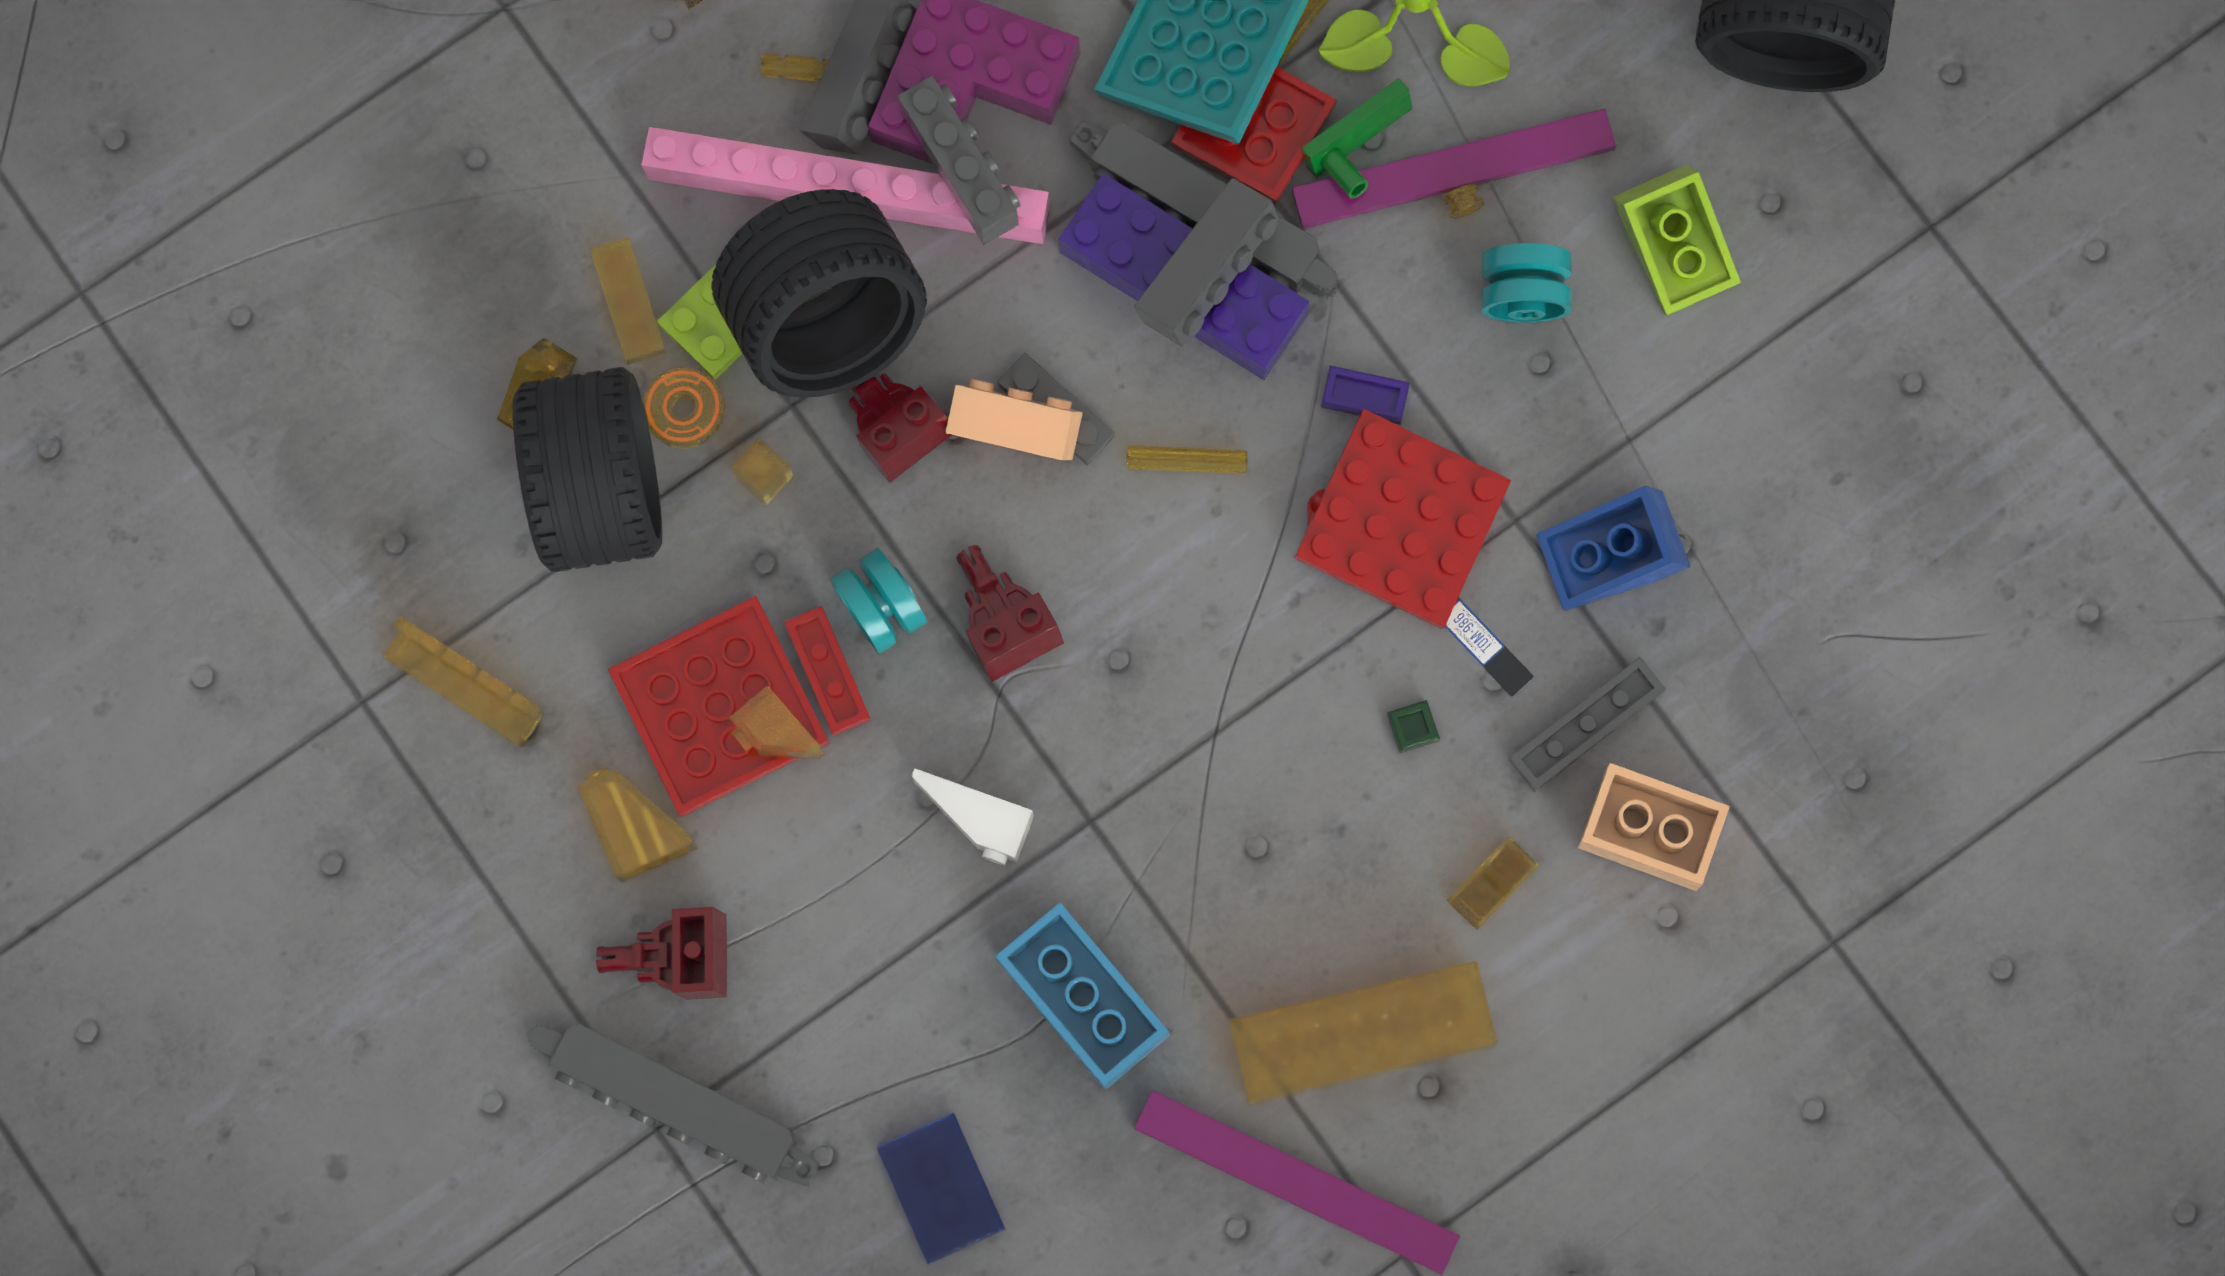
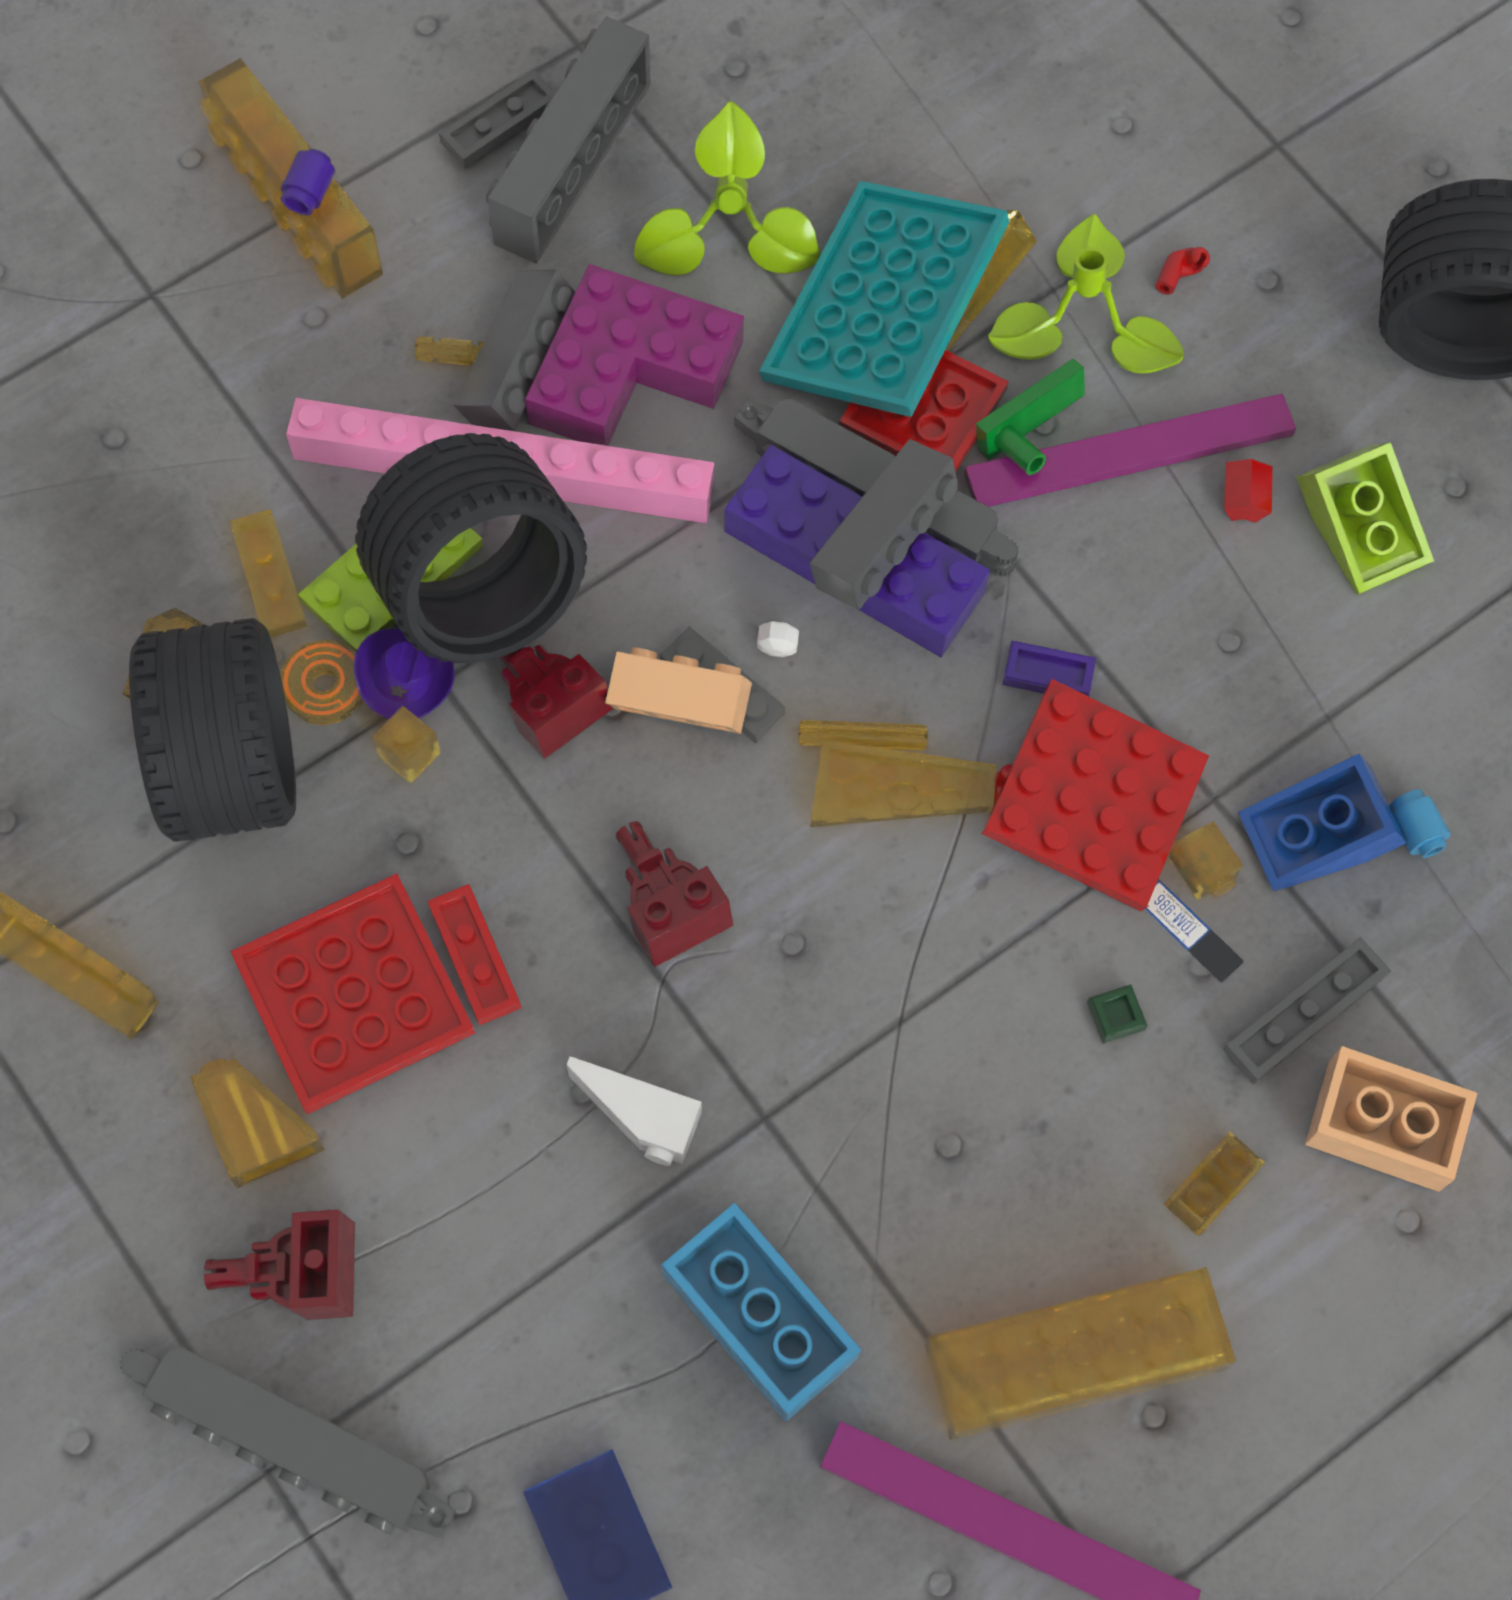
camera: 10 degrees left, 10 degrees down
(750, 409) = (398, 675): none -> dark purple hat
(773, 729) = (412, 1013): clear yellow slope -> none
(883, 597) = (531, 875): teal wheel -> none
(958, 160) = (621, 423): dark grey brick -> none
(1108, 366) = (777, 639): none -> white tile
(1209, 508) = (890, 784): none -> clear yellow wing
(1463, 201) = (1143, 480): clear yellow bush -> none
(1502, 584) = (1206, 861): none -> clear yellow brick
(1526, 282) = (1216, 553): teal wheel -> none
(1564, 210) = (1248, 490): none -> red piece
(1704, 547) = (1420, 823): none -> dark azure brick

